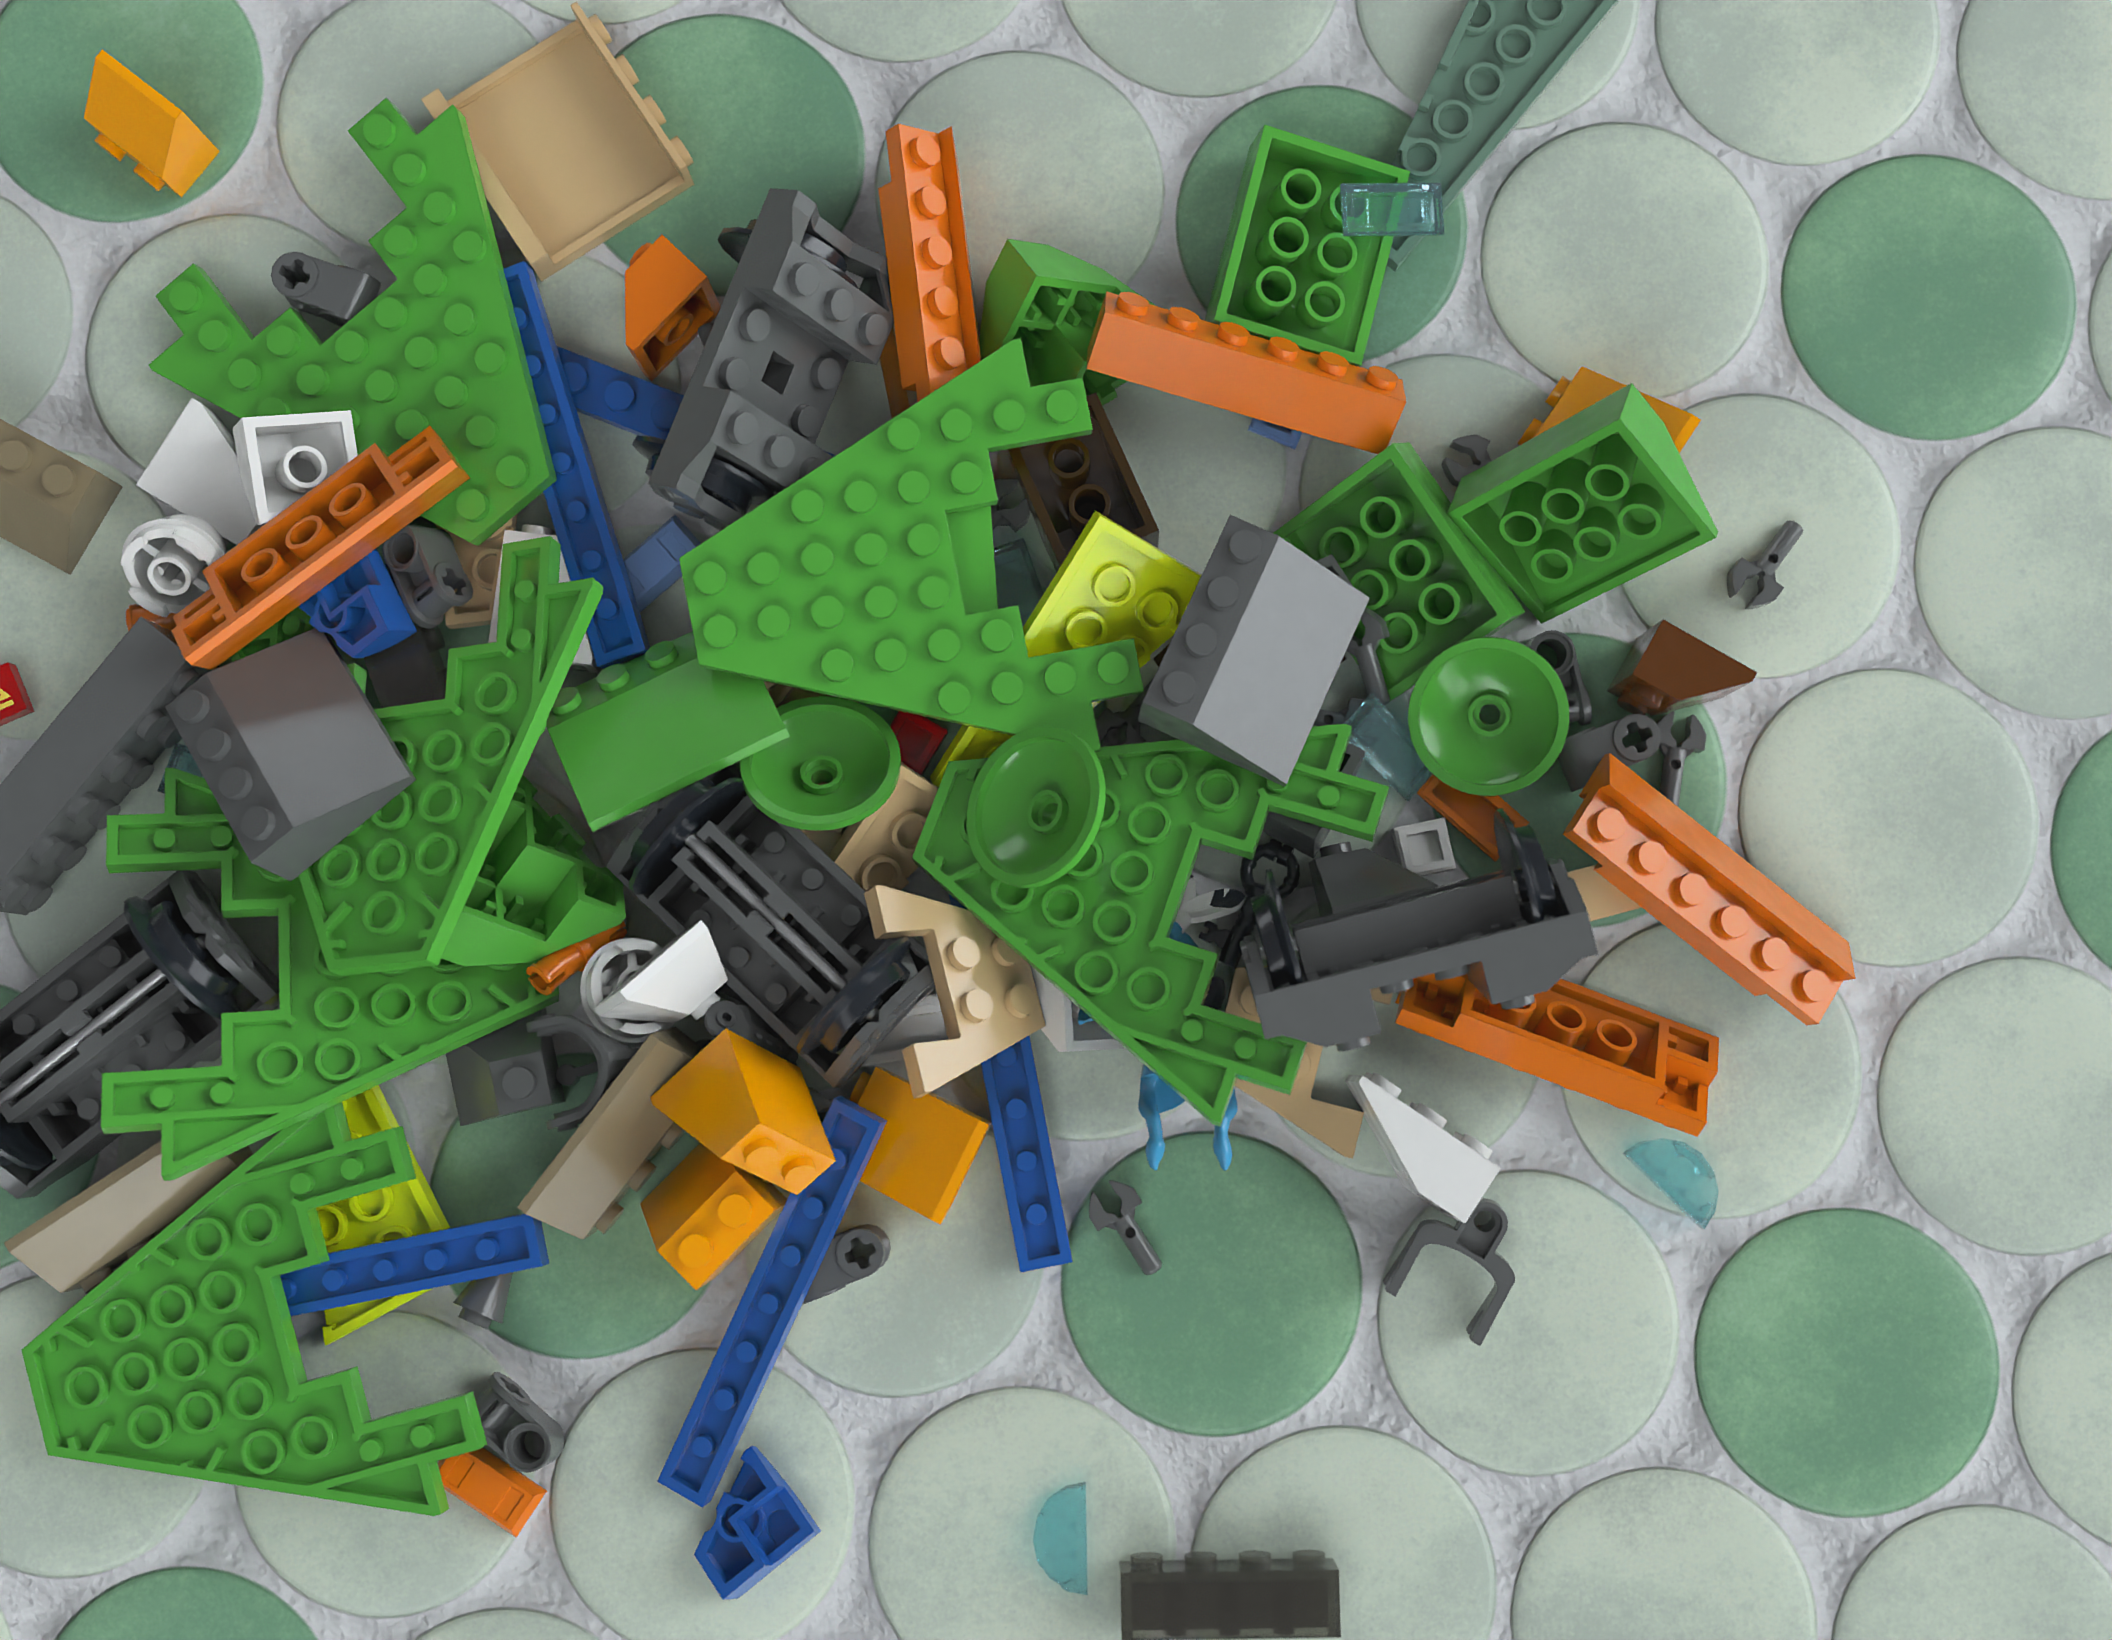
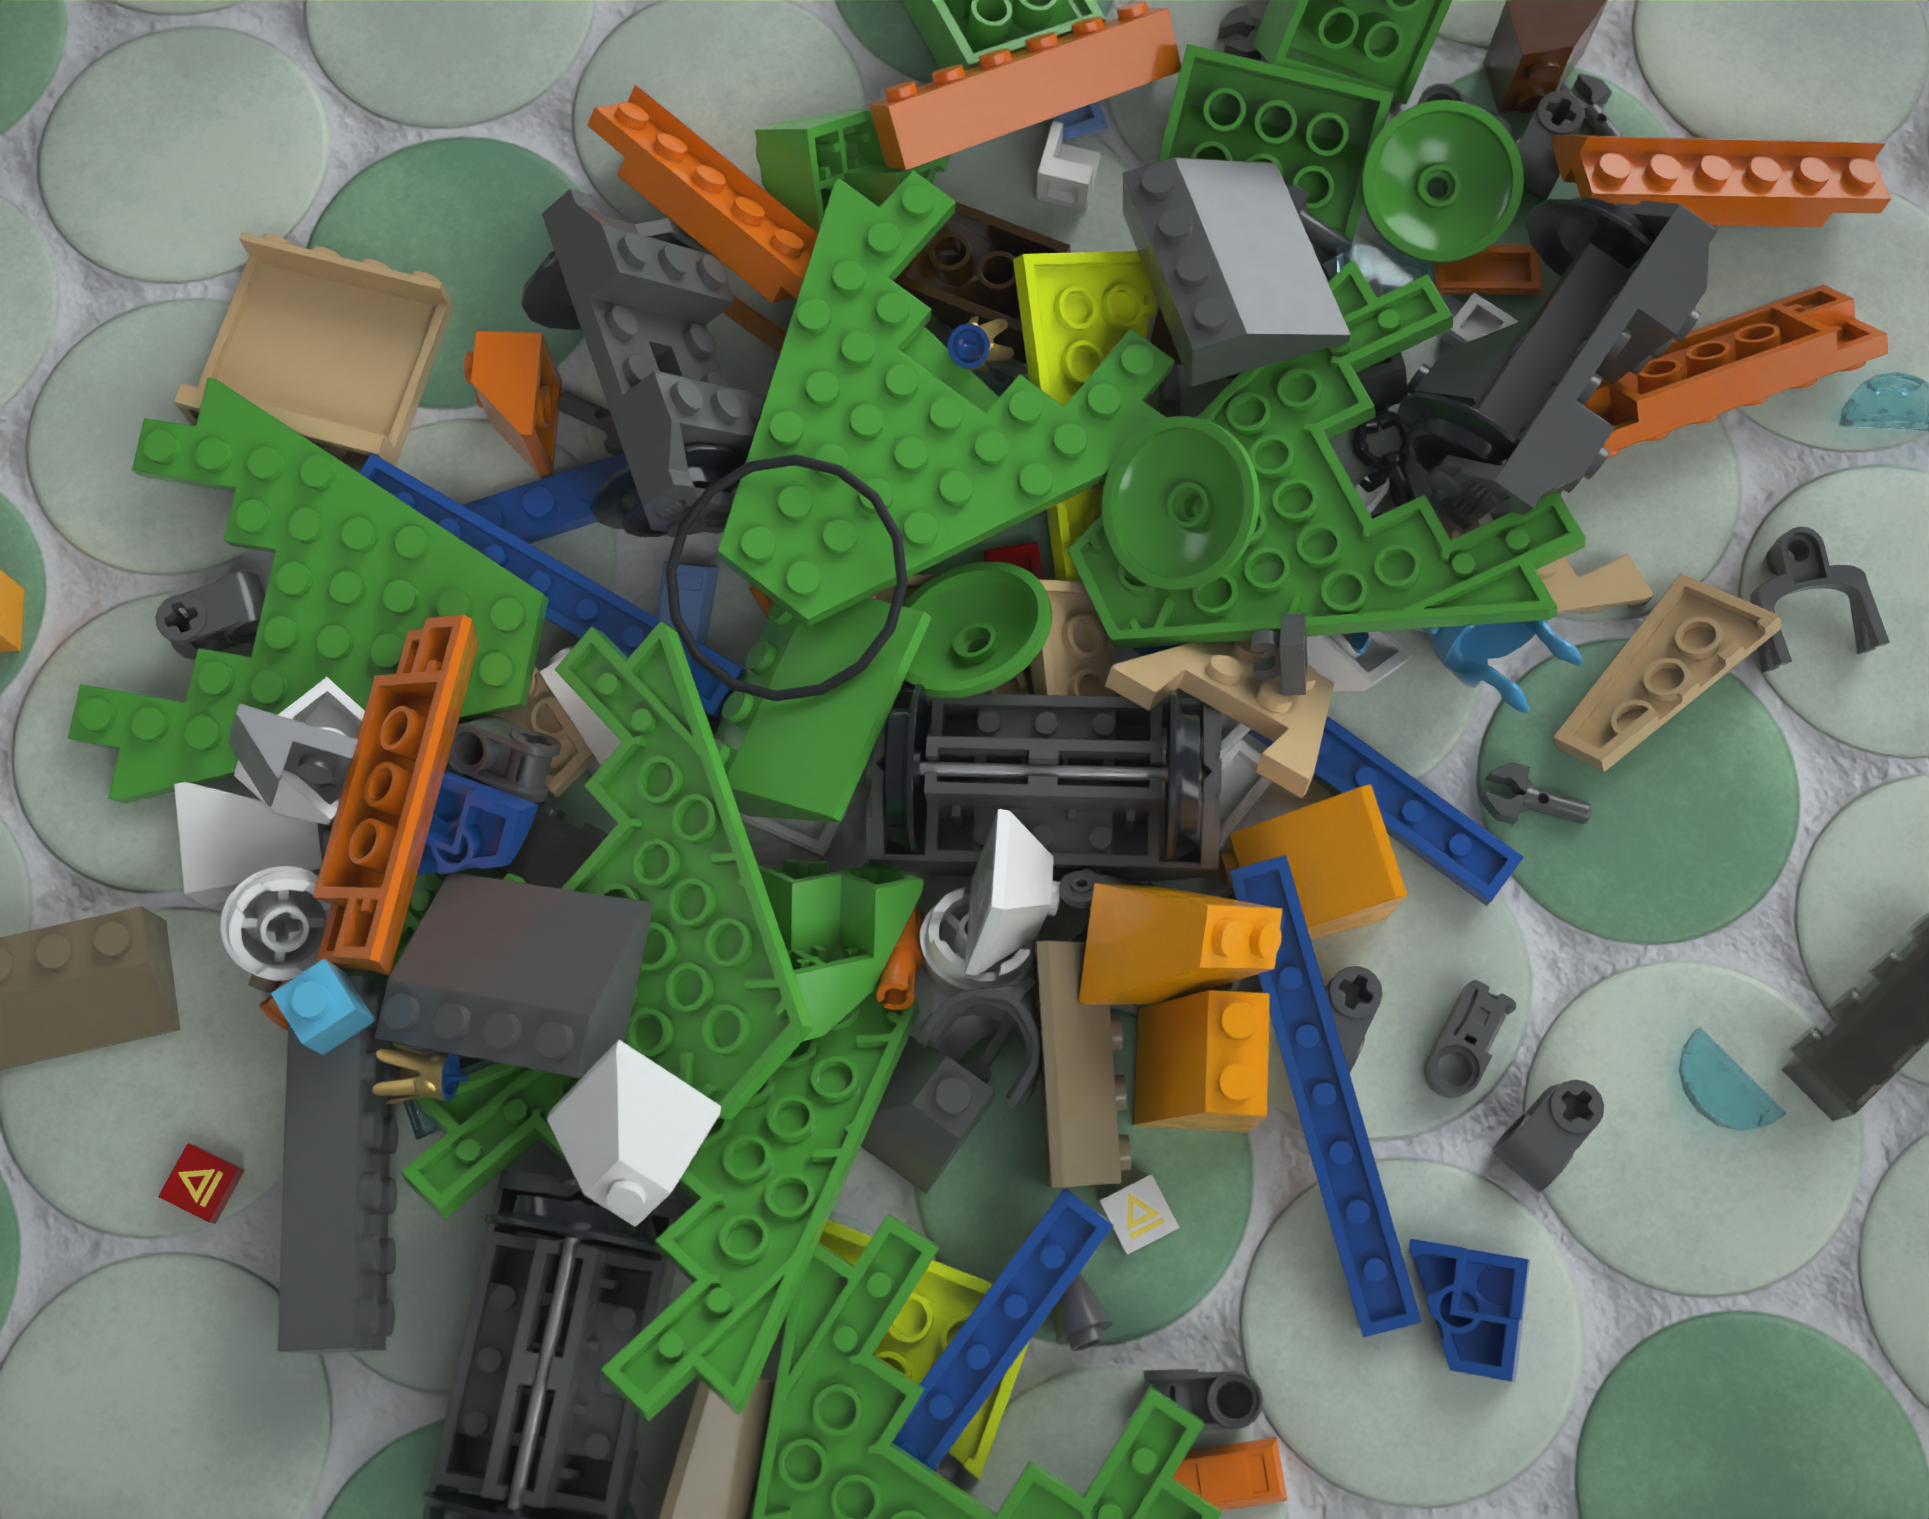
camera: 40 degrees left, 10 degrees down
(136, 661) = (323, 1007): none -> medium azure brick
(182, 768) = (421, 1075): none -> pearl gold piece
(253, 439) = (275, 743): none -> dark grey slope
(257, 931) = (630, 1131): none -> white slope
(587, 1267) = (1139, 1214): none -> white tile
(811, 636) = (699, 506): none -> black piece
(899, 1462) = (1543, 1140): none -> dark grey piece
(922, 1345) = (1469, 1035): none -> dark grey piece
(1009, 551) = (973, 344): none -> blue piece
(1010, 981) = (1288, 653): none -> dark grey tile
(1231, 459) = (1066, 172): none -> white panel
(1308, 1217) = (1665, 665): none -> tan wing
(1428, 1161) = (1707, 534): white slope -> none

